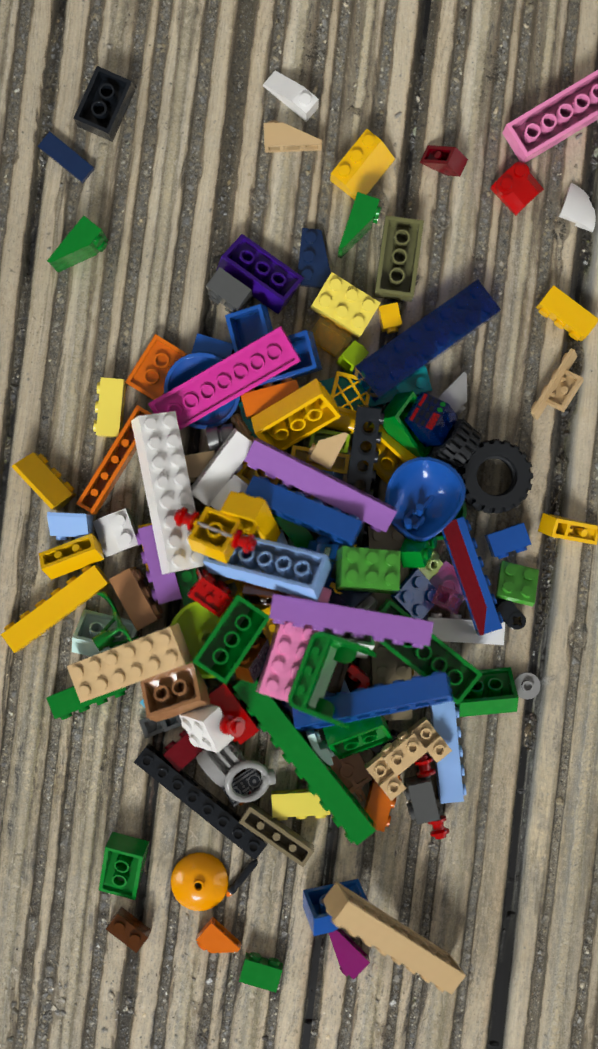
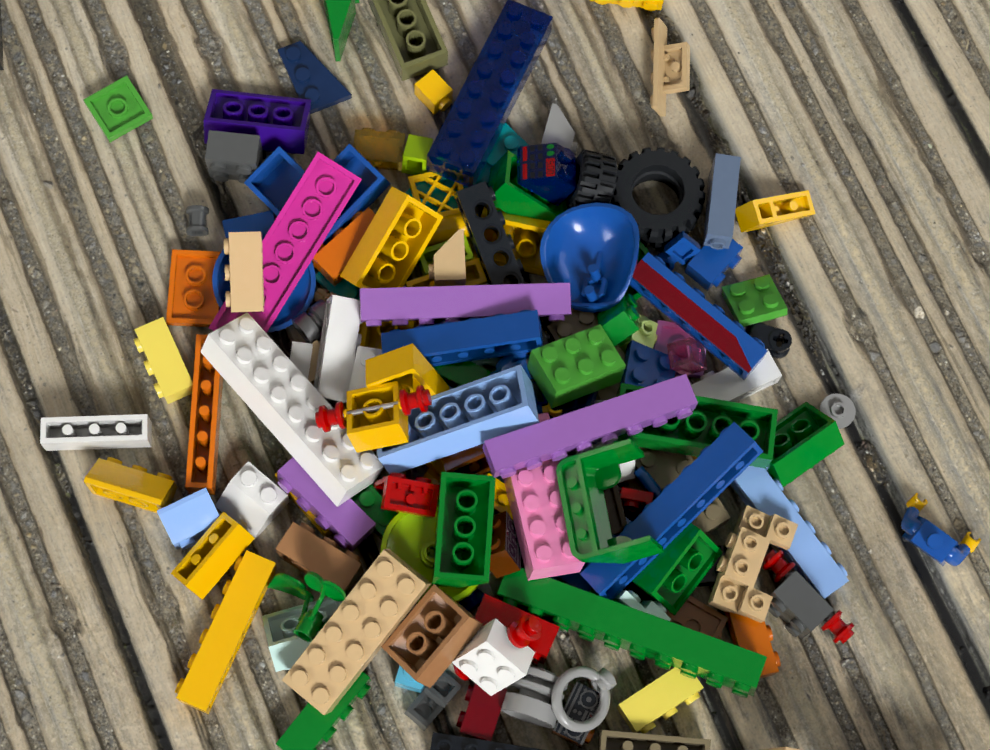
camera: 35 degrees left, 15 degrees down
(40, 433) = (96, 432): none -> white brick
(79, 245) = (28, 196): green slope -> none
(172, 212) = (118, 109): none -> bright green plate
(183, 322) = (197, 220): none -> dark grey bush
(186, 385) = (244, 271): none -> tan brick
(195, 459) = (301, 356): none -> white sticker
(345, 305) = (375, 103): light yellow brick -> none
(372, 668) = (648, 482): none -> blue piece
(488, 521) = (679, 250): none -> blue plate
(534, 805) = (932, 539): none -> blue torso
(535, 507) = (721, 201): none -> sand blue slope

